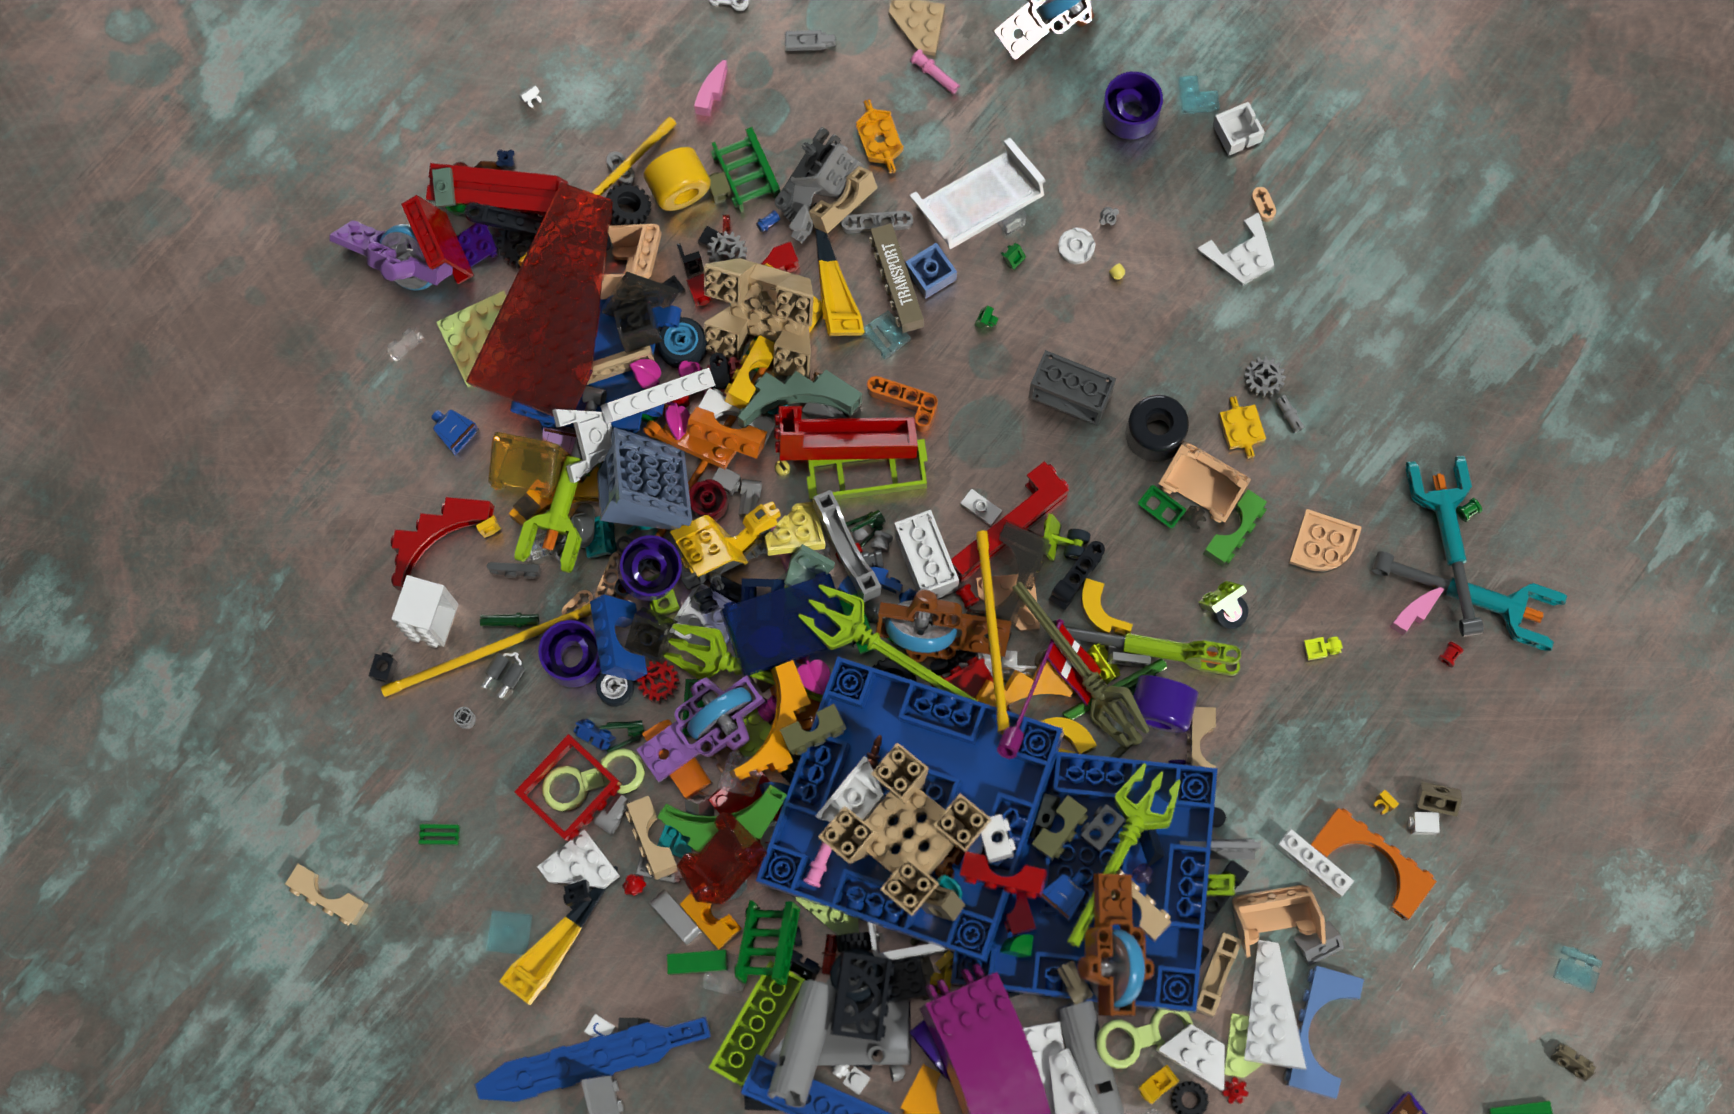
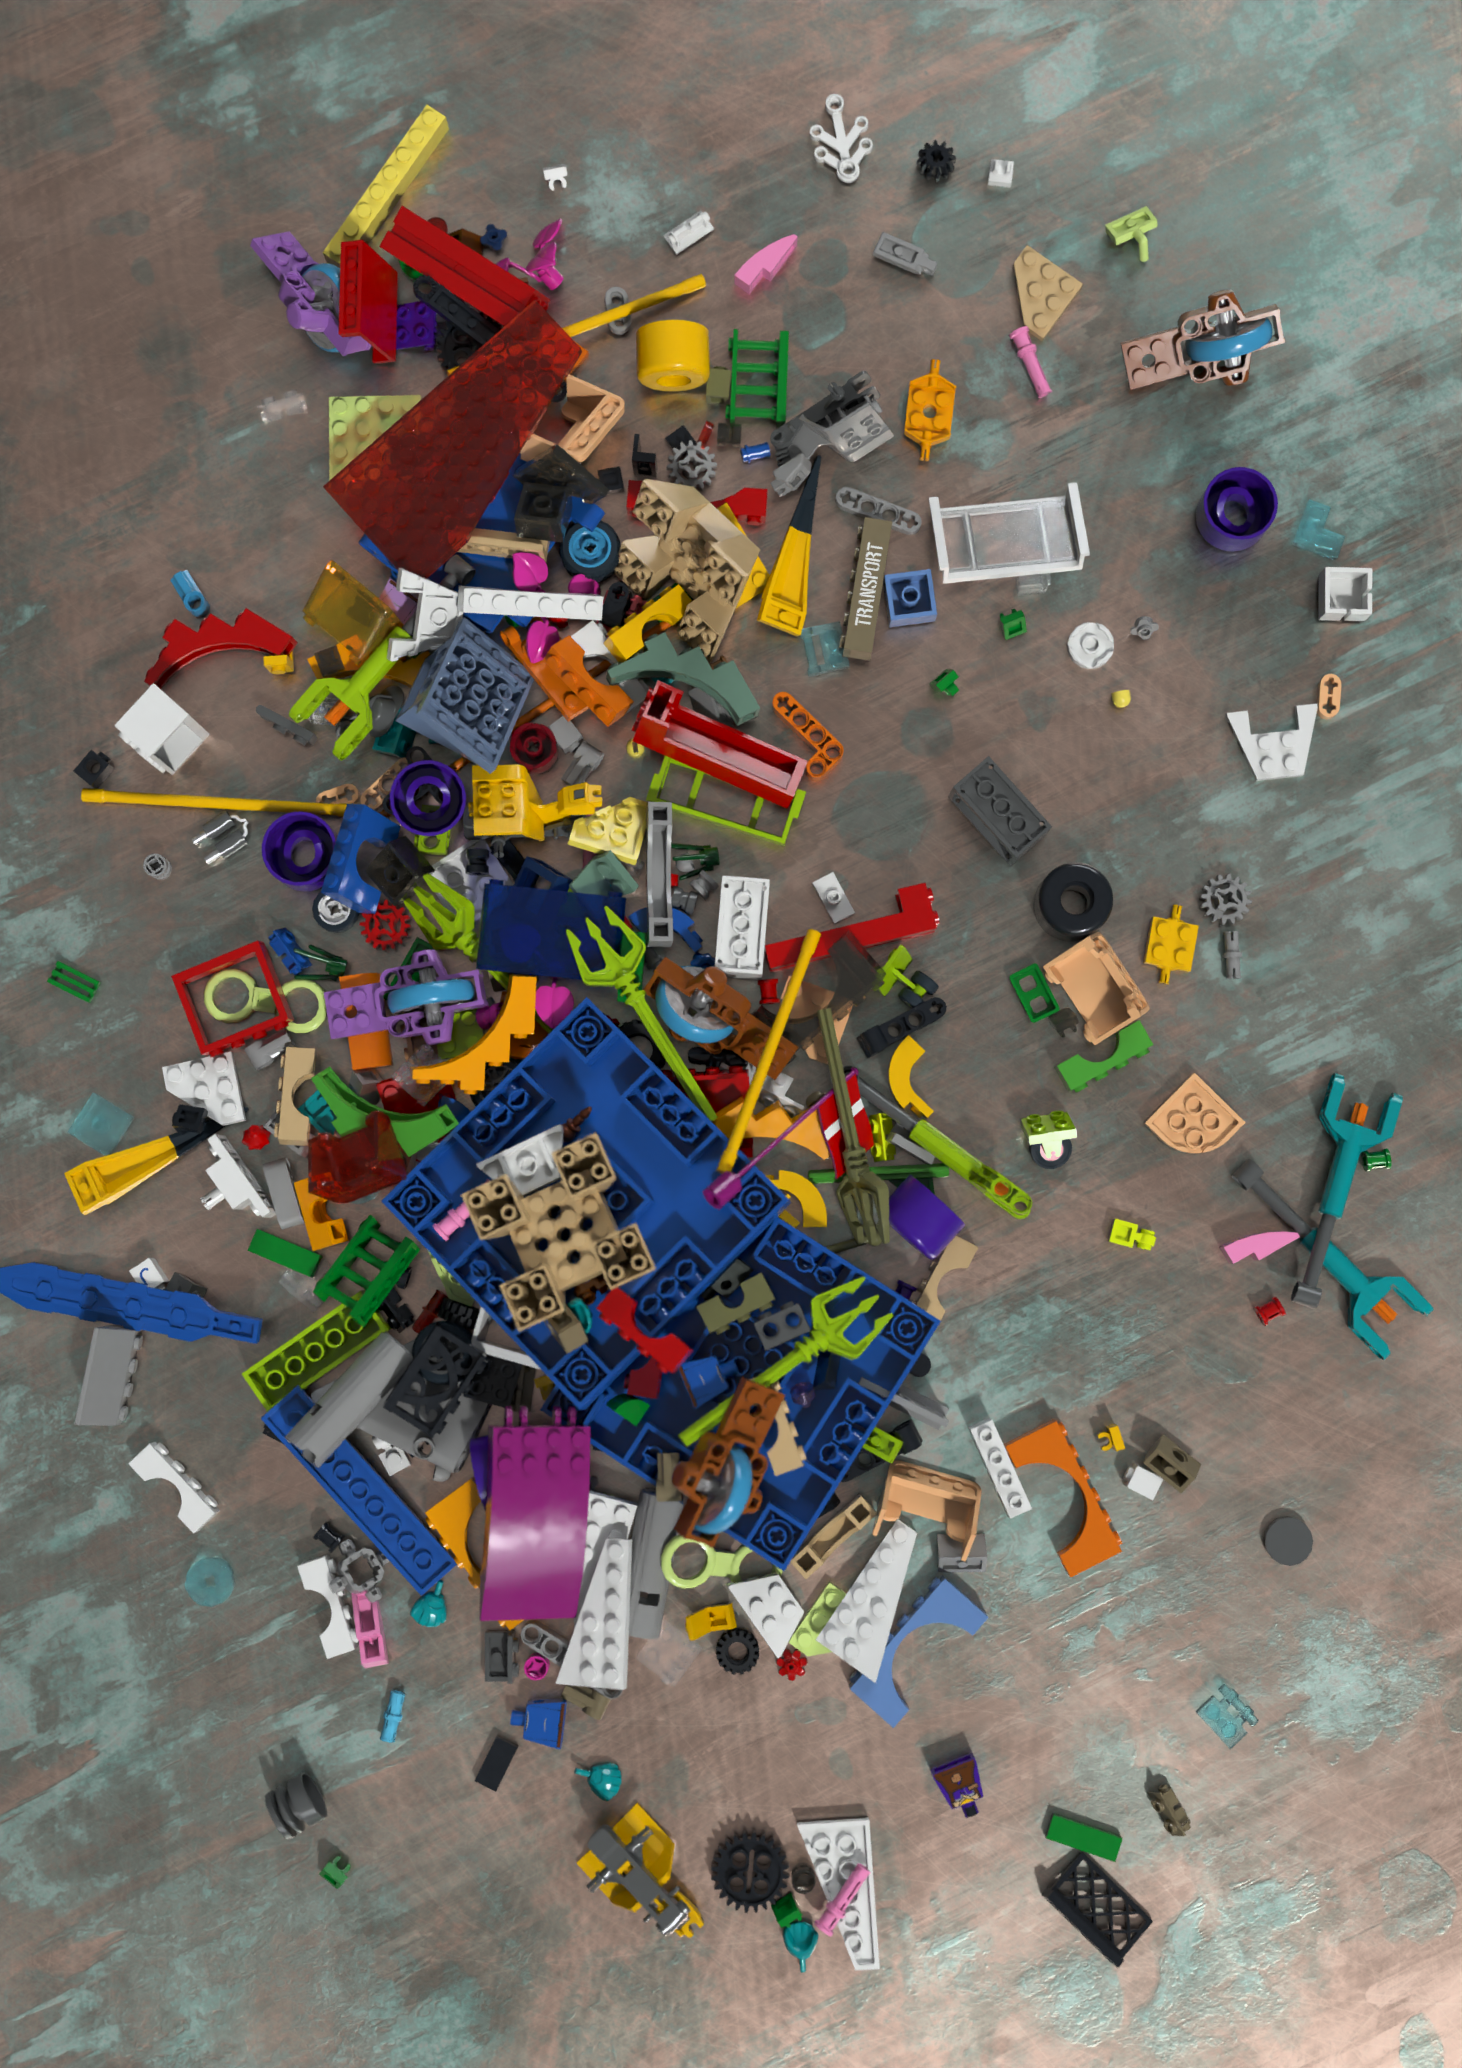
camera: 25 degrees right, 10 degrees up
(397, 508) = (190, 593): none -> dark azure piece
(411, 154) = (390, 182): none -> light yellow brick
(443, 187) = (404, 242): sand green plate -> none
(454, 429) = (291, 533): blue torso -> none
(509, 619) = (263, 783): dark green pin -> none
(552, 154) = (544, 261): none -> dark pink plant
(632, 197) = (613, 351): black tyre -> none
(634, 925) = (234, 1181): none -> white brick
(645, 92) = (689, 231): none -> white hinge
(740, 220) = (724, 433): none -> clear smoke wheel
(829, 725) = (540, 1070): olive arch -> none
(858, 187) = (876, 460): tan arch -> none
(945, 975) = (534, 1400): yellow tile -> none
(1000, 850) = (659, 1302): white brick -> none
(1553, 816) = (1288, 1541): none -> dark grey tile

